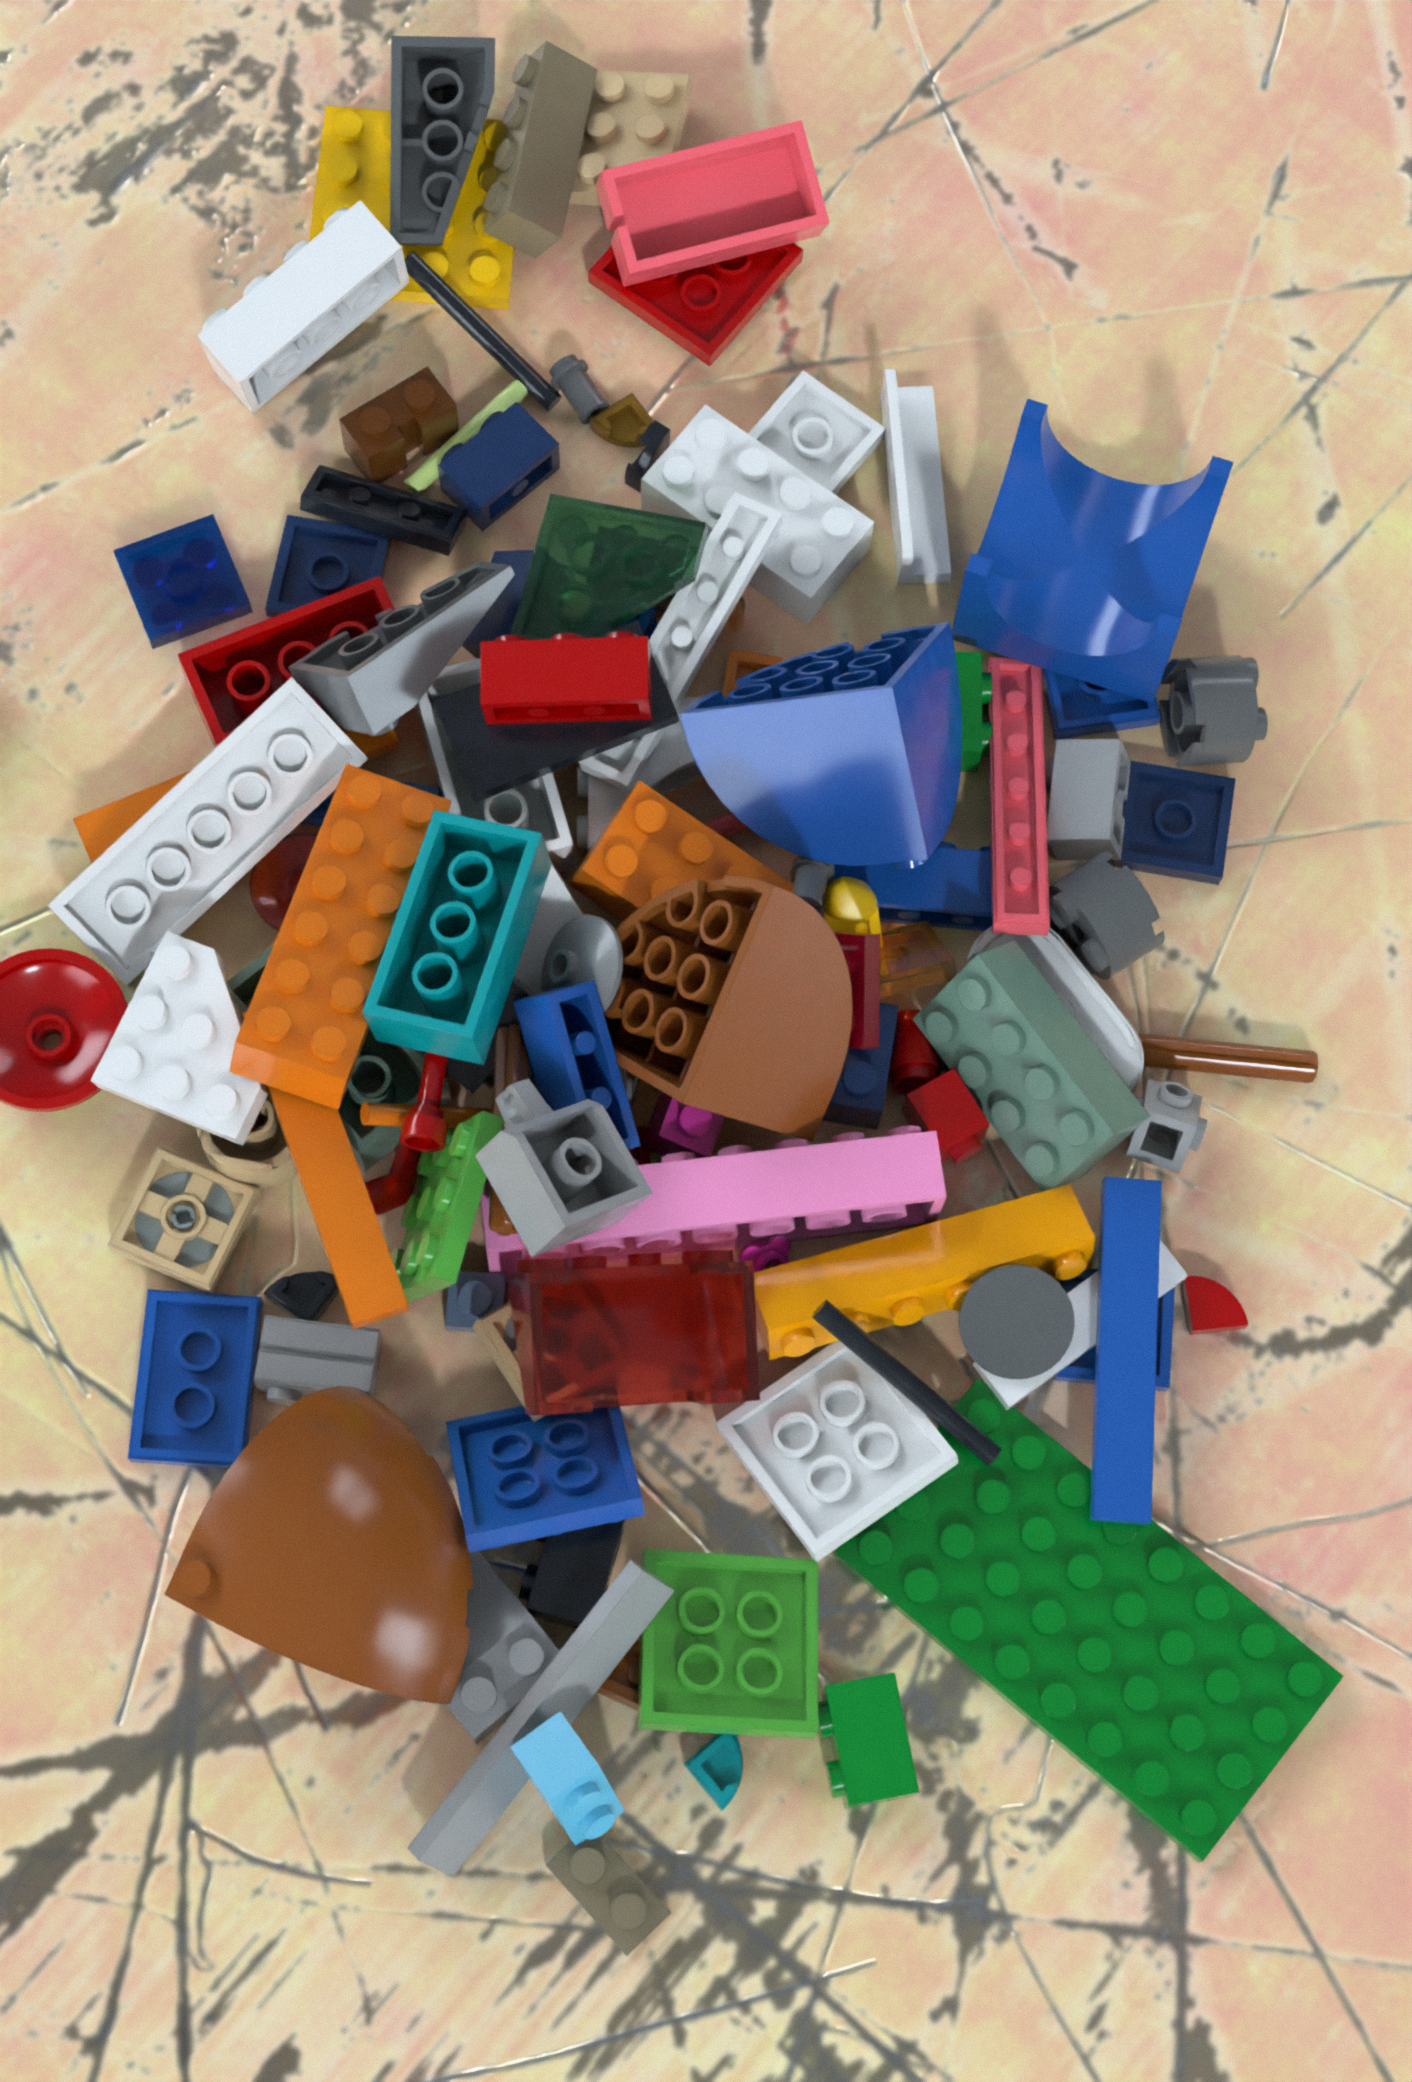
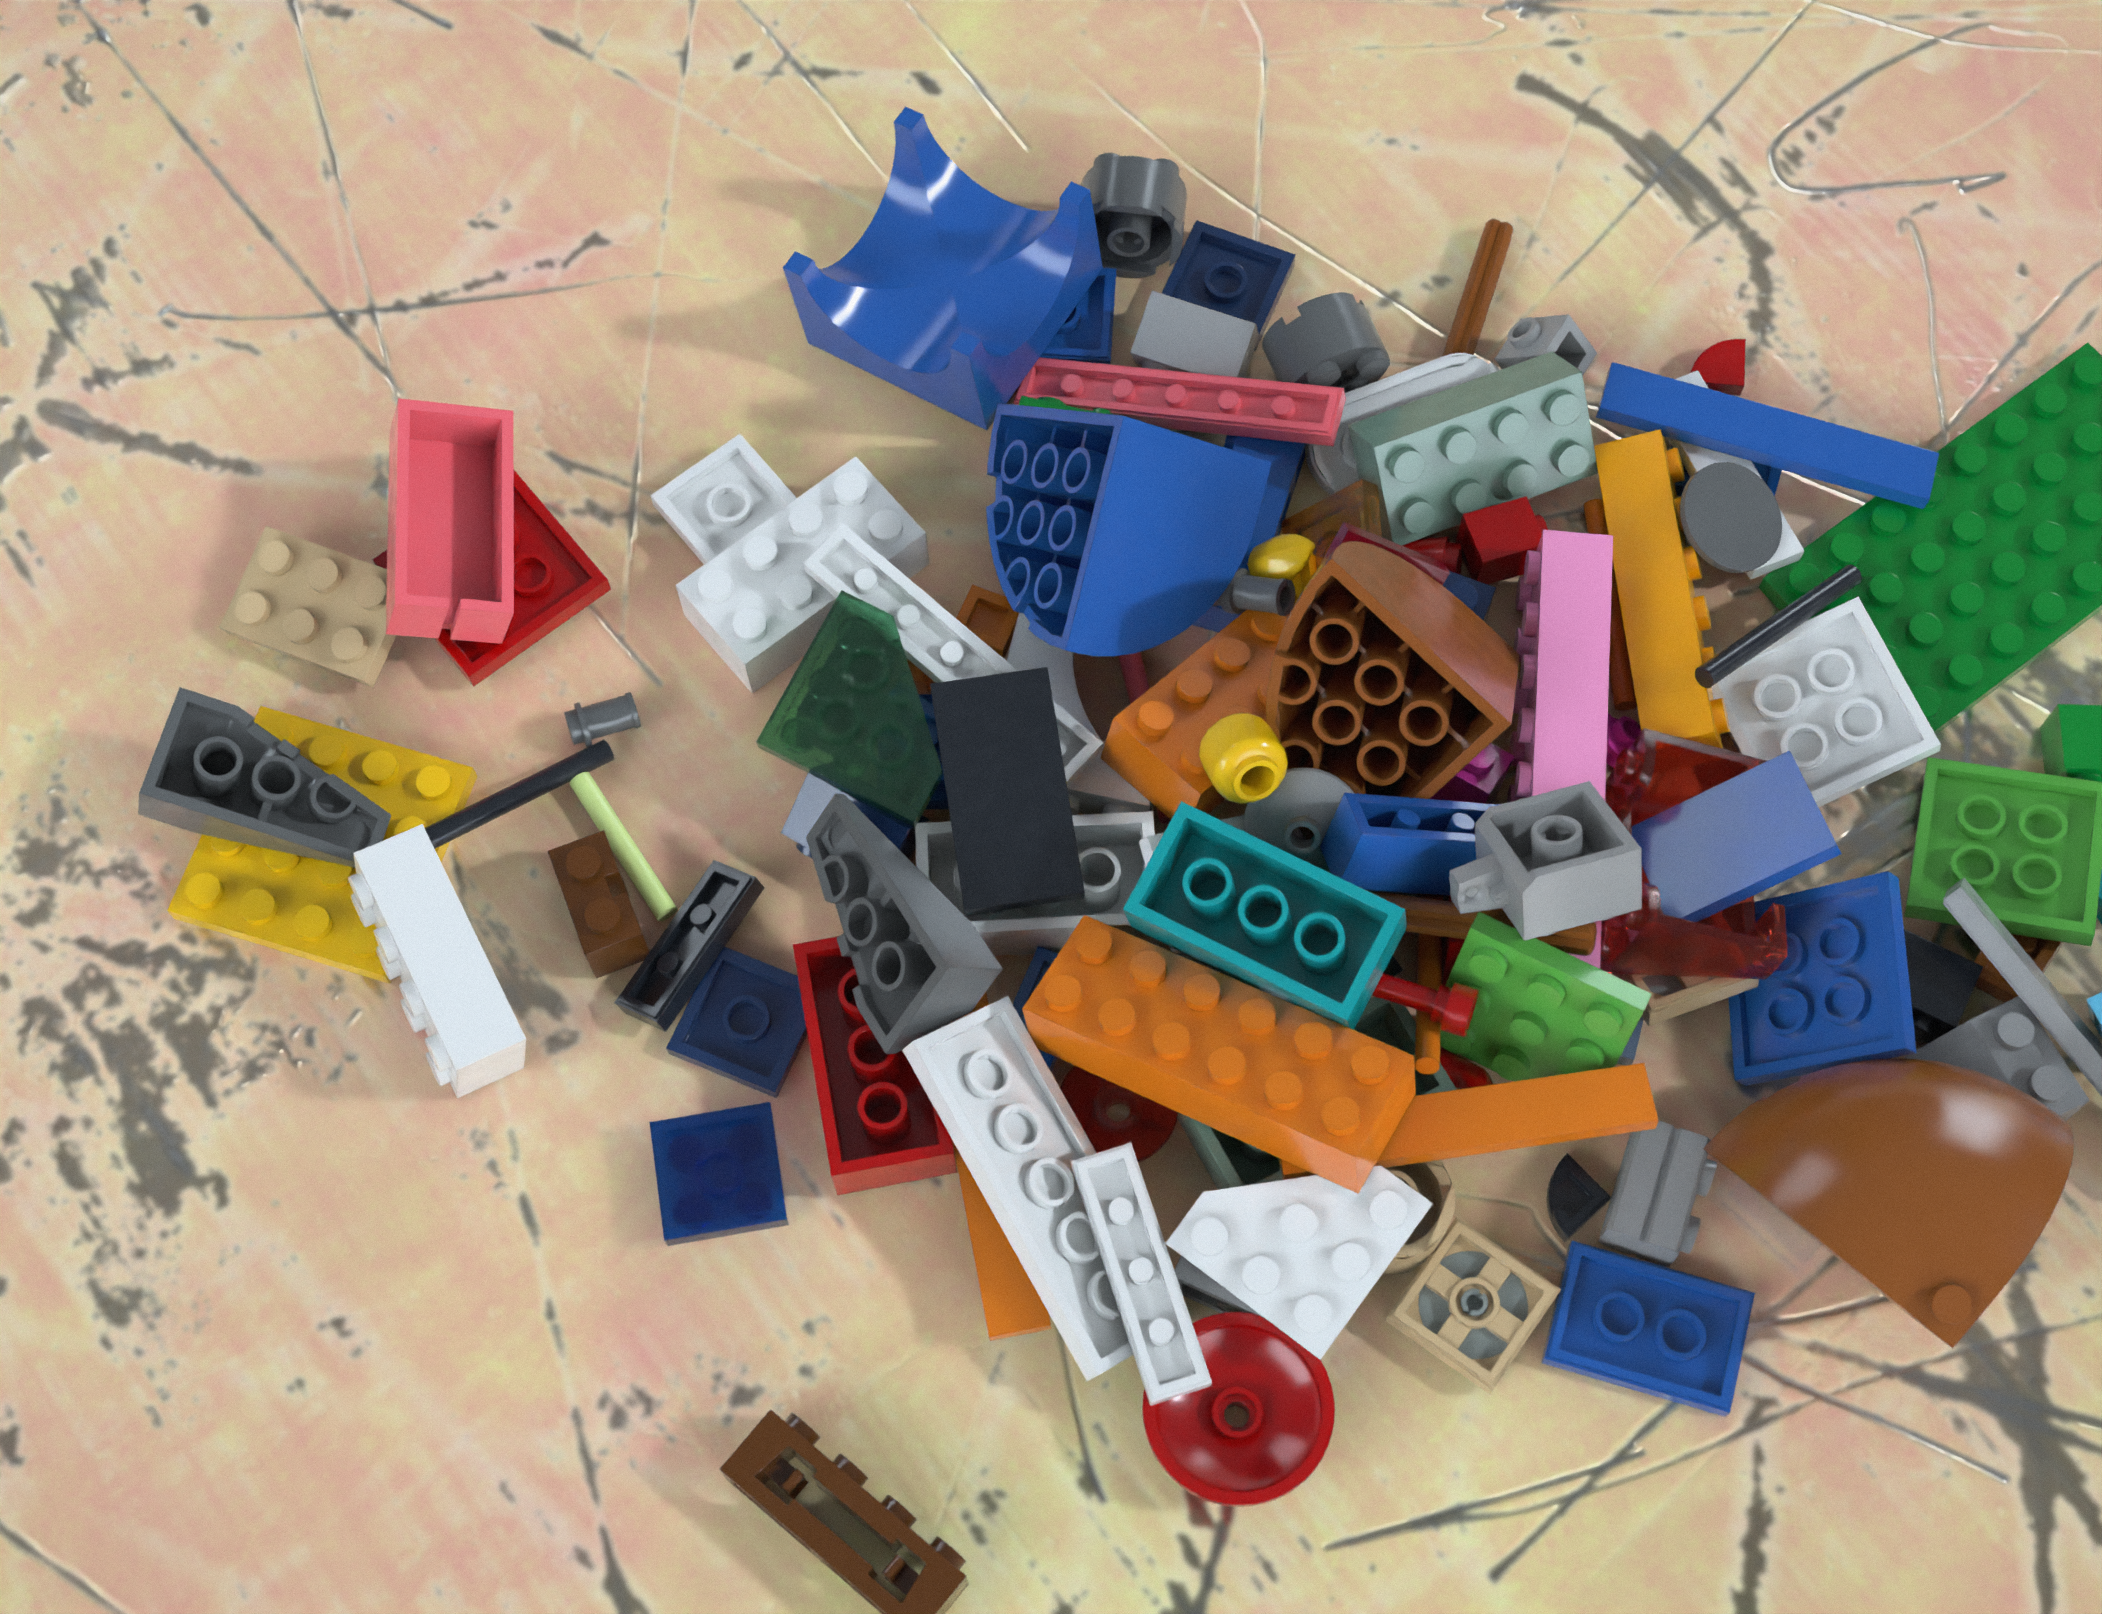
camera: 70 degrees left, 5 degrees down
(140, 921) = (1141, 1274): none -> white tile
(498, 465) = (673, 815): dark blue brick -> none
(539, 149) = (310, 690): dark tan brick -> none
(566, 679) = (987, 758): red brick -> none
(610, 888) = (1243, 758): none -> yellow head
(622, 422) = (654, 683): pearl gold tile -> none
(656, 440) = (703, 666): black tile -> none
(660, 1365) = (1734, 840): none -> tile
(914, 483) = (801, 426): white panel -> none

